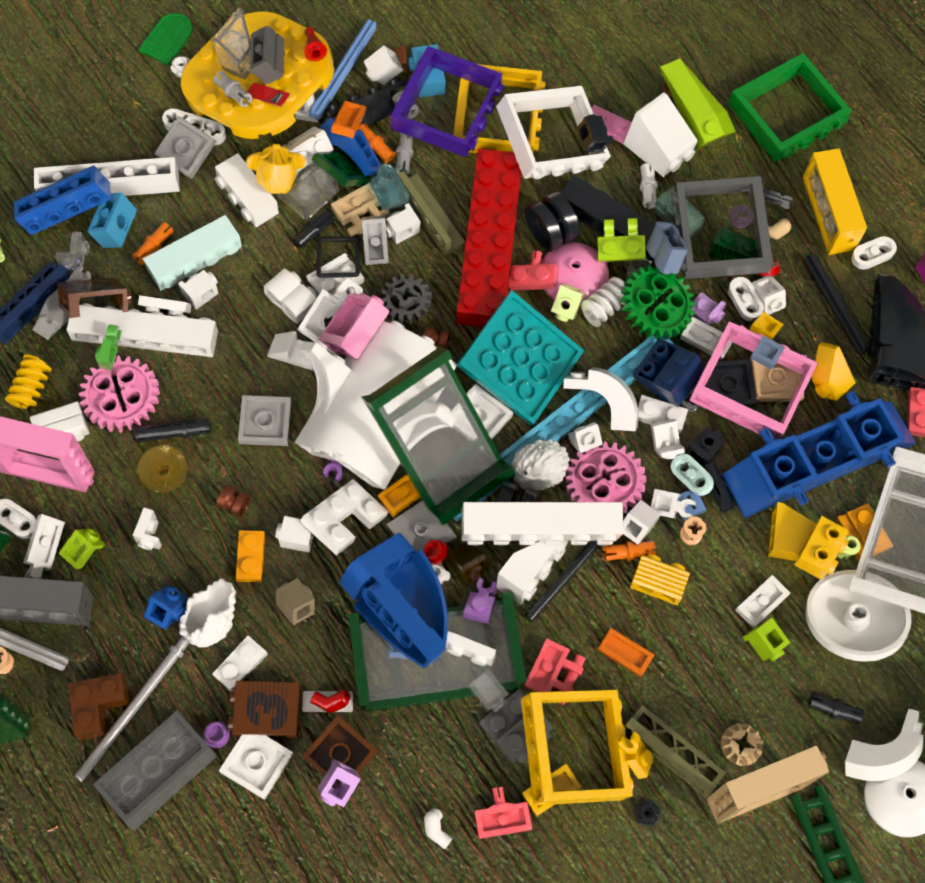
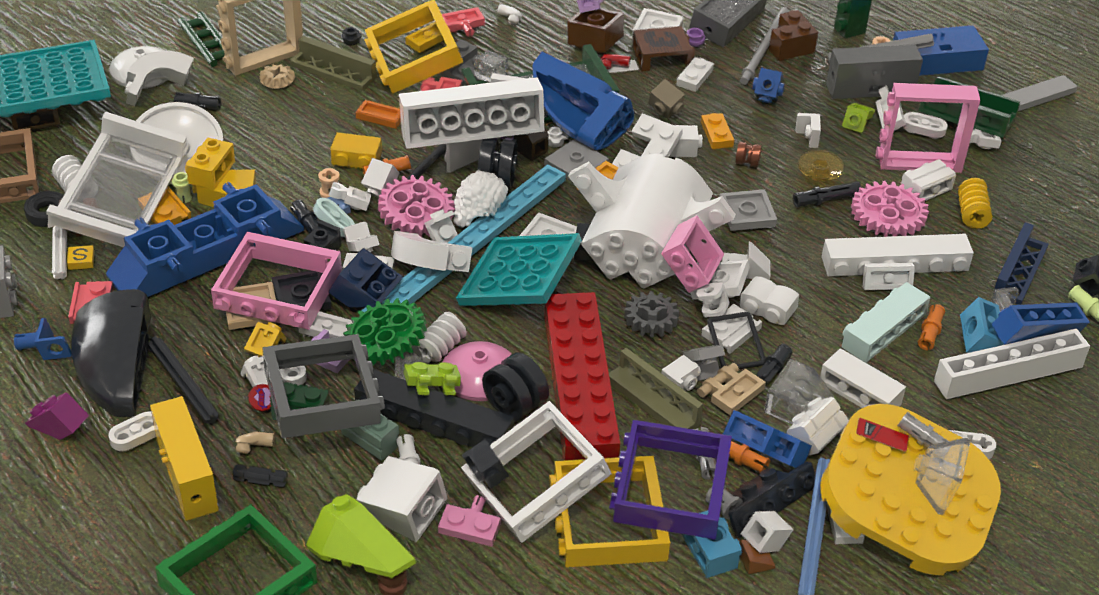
camera: 170 degrees right, 25 degrees down
(52, 316) = (986, 251): light grey piece -> none
(71, 292) = (956, 251): reddish brown panel -> none
(108, 350) = (916, 217): bright green plate -> none
(167, 38) = (1046, 541): green window -> none
(176, 68) = (1009, 506): white plate -> none
(187, 145) = (952, 414): light grey plate -> none
(199, 288) = (863, 293): white brick -> none
(209, 614) = (726, 84): white piece -> none
(267, 55) = (902, 459): dark grey brick -> none
(276, 168) = (834, 369): yellow piece -> none
(314, 48) = (853, 485): red cone -> none
(341, 168) = (770, 403): dark green tile -> none
(348, 119) = (780, 443): orange tile -> none
(389, 188) = (709, 394): clear light blue piece -> none
(435, 551) = (559, 138): red plate -> none
(438, 435) = (601, 137): clear piece -> none
(440, 339) = (614, 287): copper wheel -> none
(533, 275) = (535, 349): coral plate -> none
(573, 296) = (481, 329): yellowish green brick -> none
(638, 755) = (365, 48): yellow plate -> none
(667, 247) = (382, 351): sand blue brick -> none
(738, 221) = (301, 376): plate -> none
(763, 601) = (261, 151): white plate -> none
(767, 352) = (265, 282): sand blue plate -> none
(767, 640) = (259, 126): lime brick -> none
(832, 373) = (191, 302): yellow slope -> none

